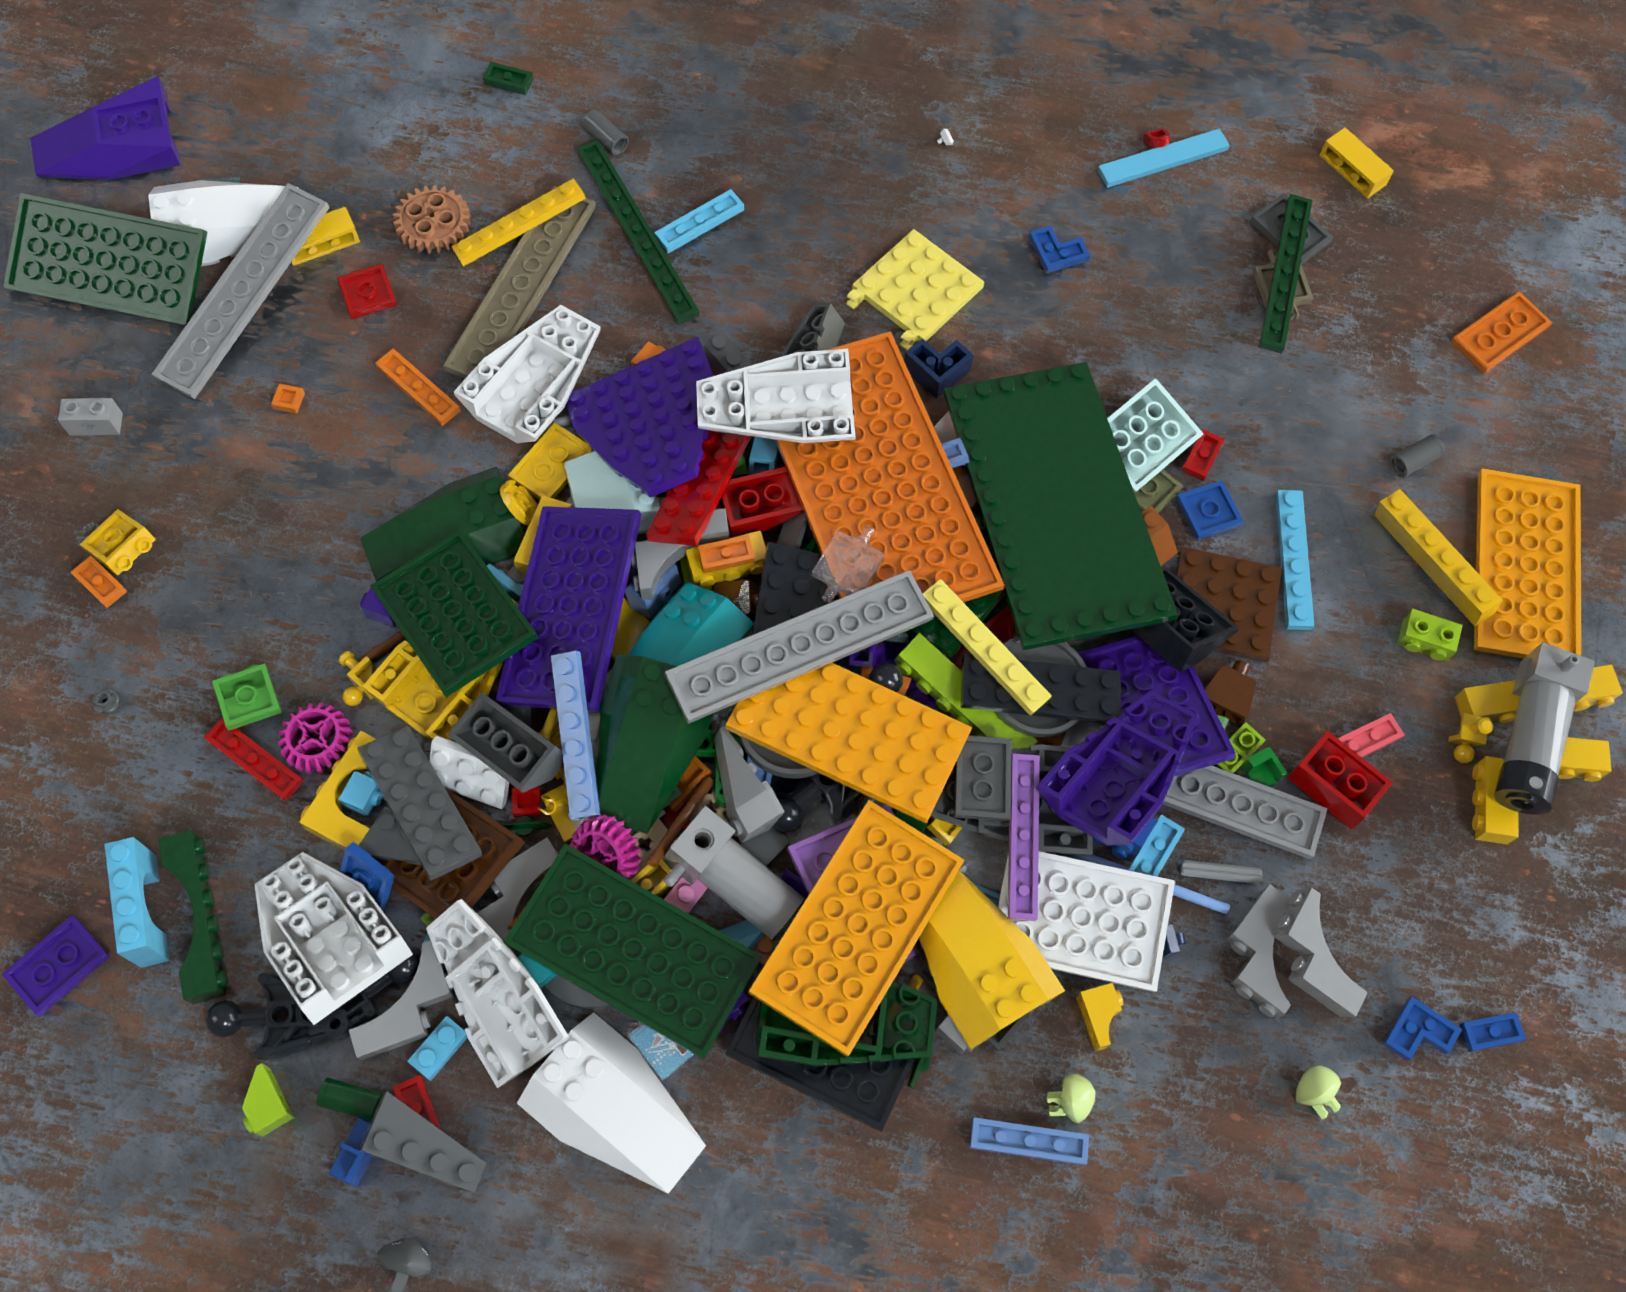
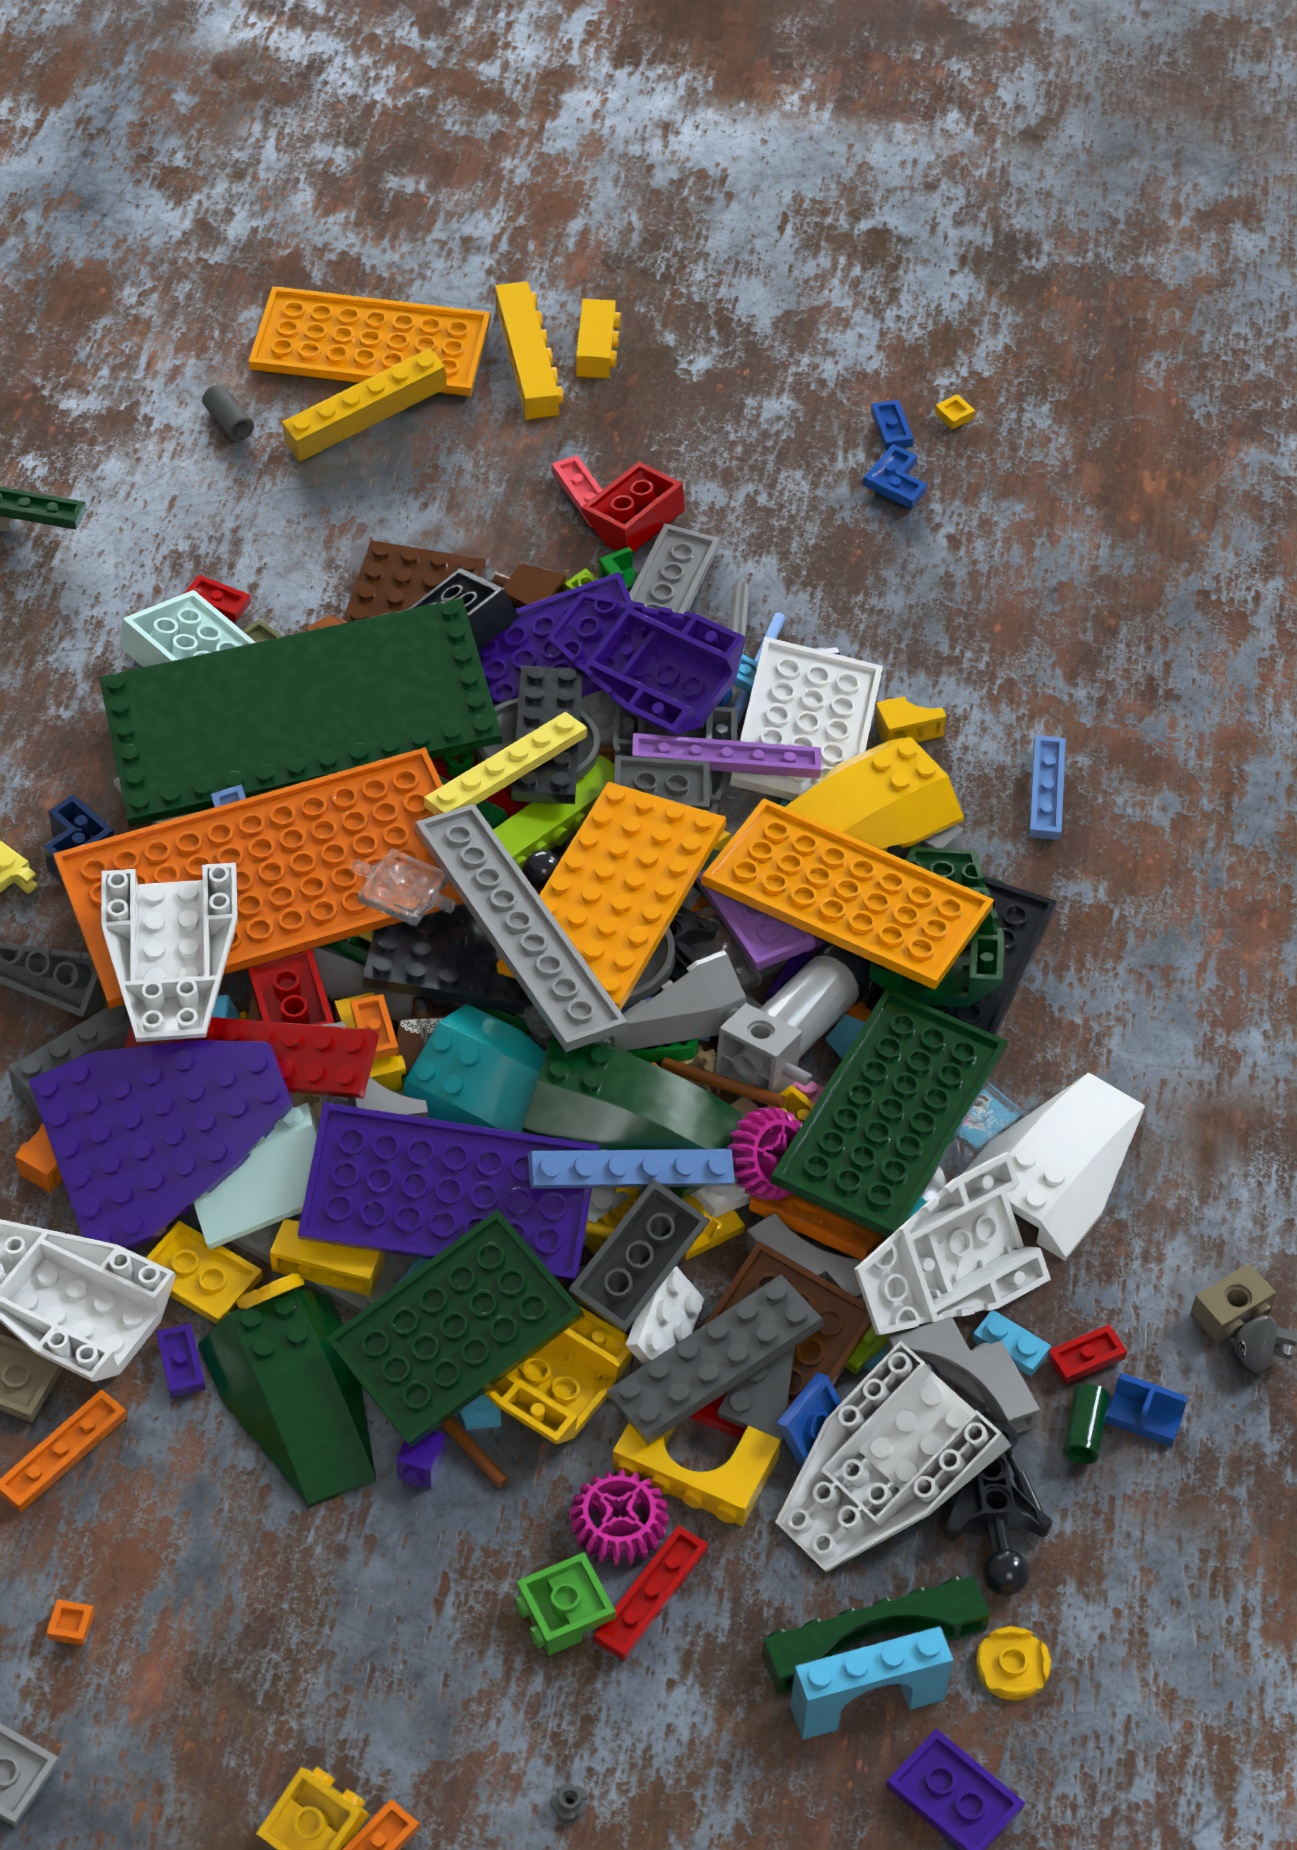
camera: 90 degrees left, 15 degrees down
(158, 1021) = (1013, 1663): none -> yellow tile
(265, 1103) = (1102, 1515): lime slope -> none
(358, 675) = (530, 1474): yellow piece -> none
(361, 794) = (695, 1448): medium azure brick -> none
(418, 1145) = (1132, 1329): dark grey wedge -> none
(465, 1255) = (1244, 1288): none -> dark tan brick
(480, 454) = (180, 1360): none -> dark purple plate
(525, 825) = (724, 1270): dark green piece -> none
(526, 802) = (697, 1267): red plate -> none
(1074, 1099) = (999, 743): yellowish green piece -> none
(1209, 510) = (293, 597): blue plate -> none
(1255, 939) = (814, 592): light grey arch -> none
(1294, 560) = (356, 530): medium azure plate -> none
(1315, 968) = (843, 540): light grey arch -> none
(1318, 1088) = (966, 554): yellowish green piece -> none
(1429, 635) = (457, 425): lime brick -> none
(1471, 734) = (575, 398): yellow piece -> none
(1491, 820) = (647, 394): yellow brick -> none
(1501, 332) = (59, 330): orange tile -> none
(1521, 1098) = (954, 411): none -> yellow plate
(1548, 688) = (532, 322): light grey piece -> none

